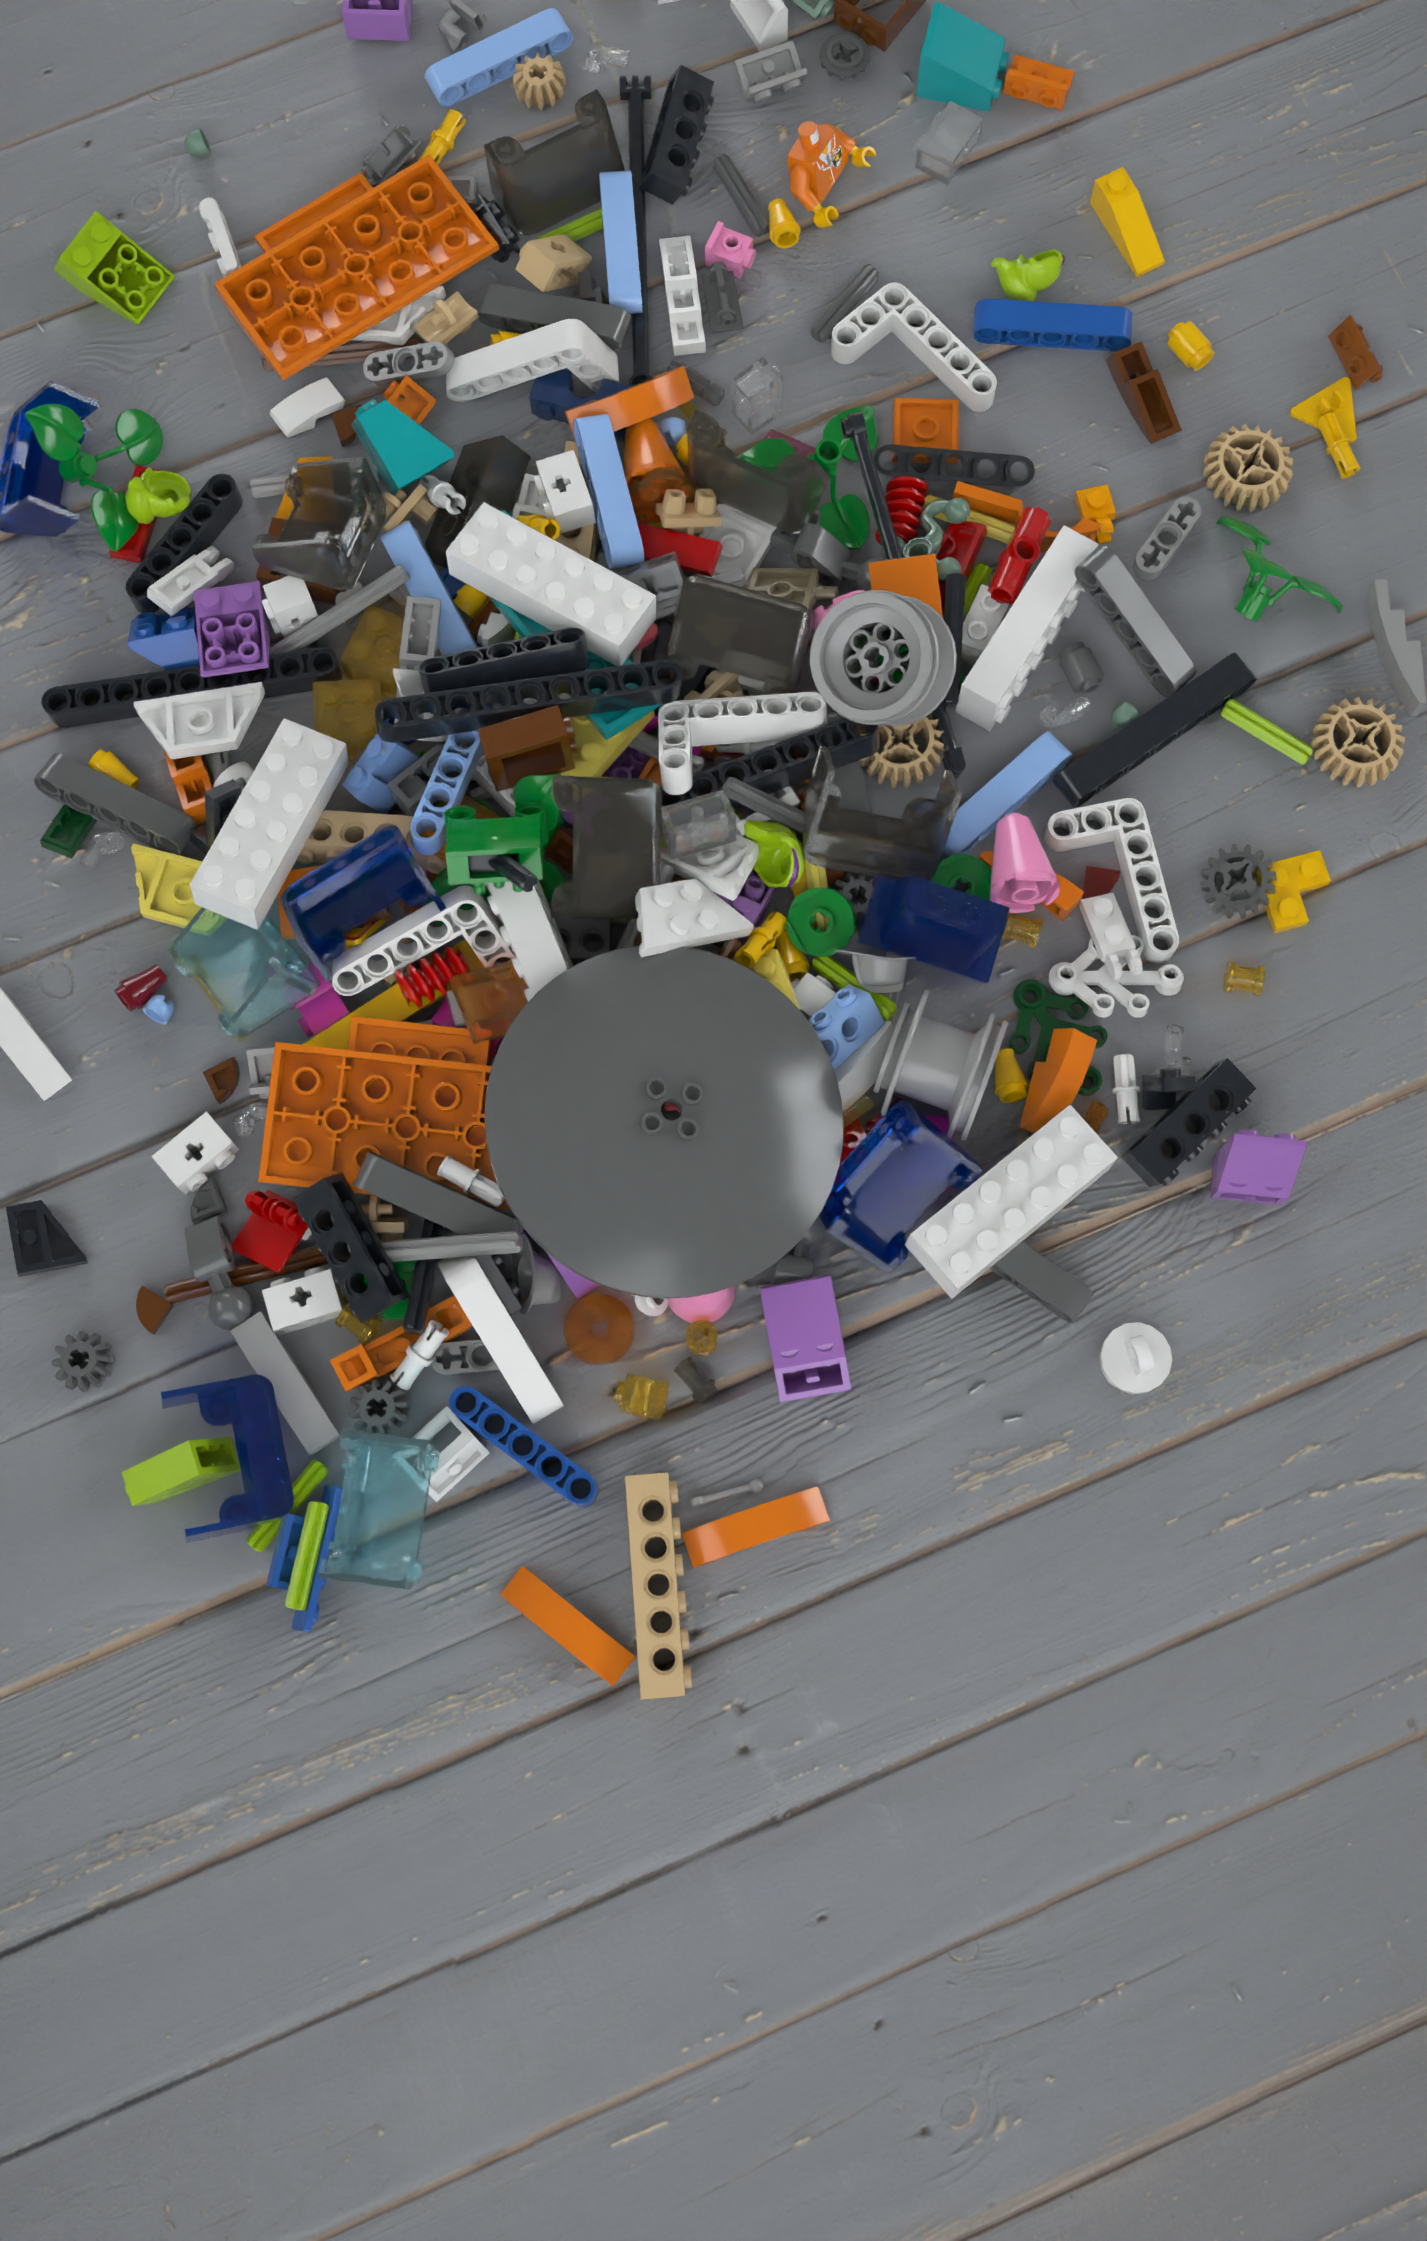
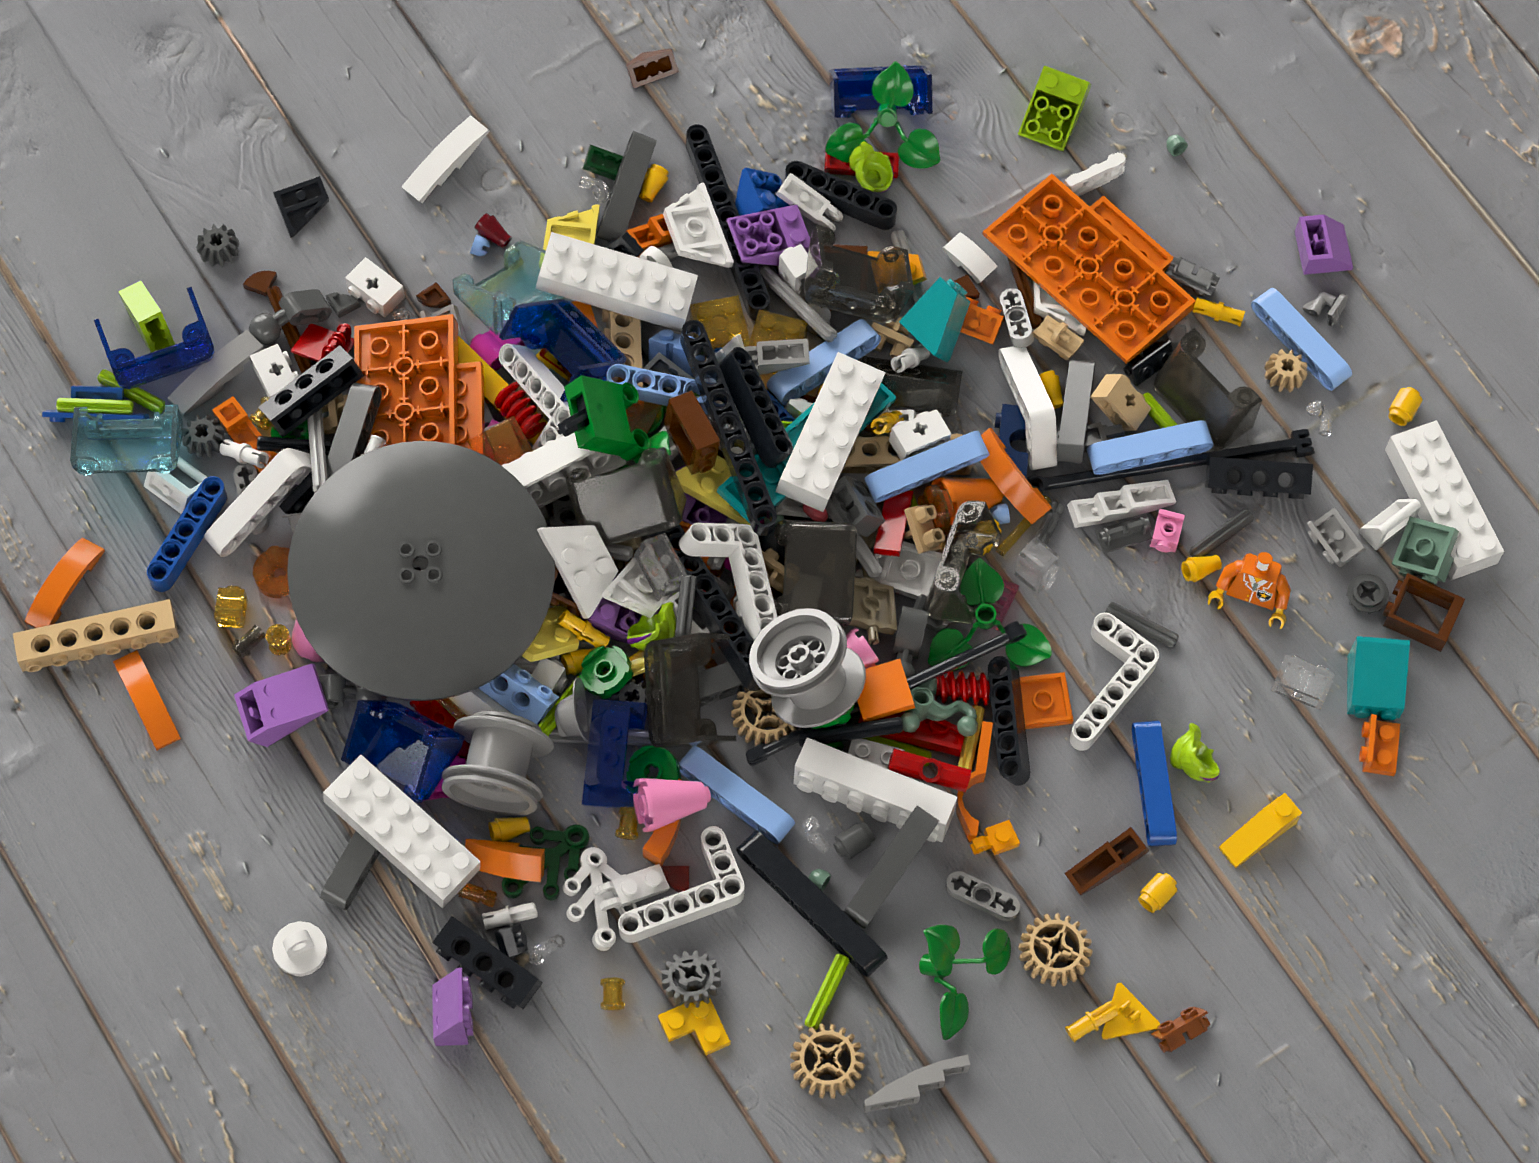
camera: 75 degrees right, 10 degrees down
(755, 1486) = (176, 694): light grey hinge -> none

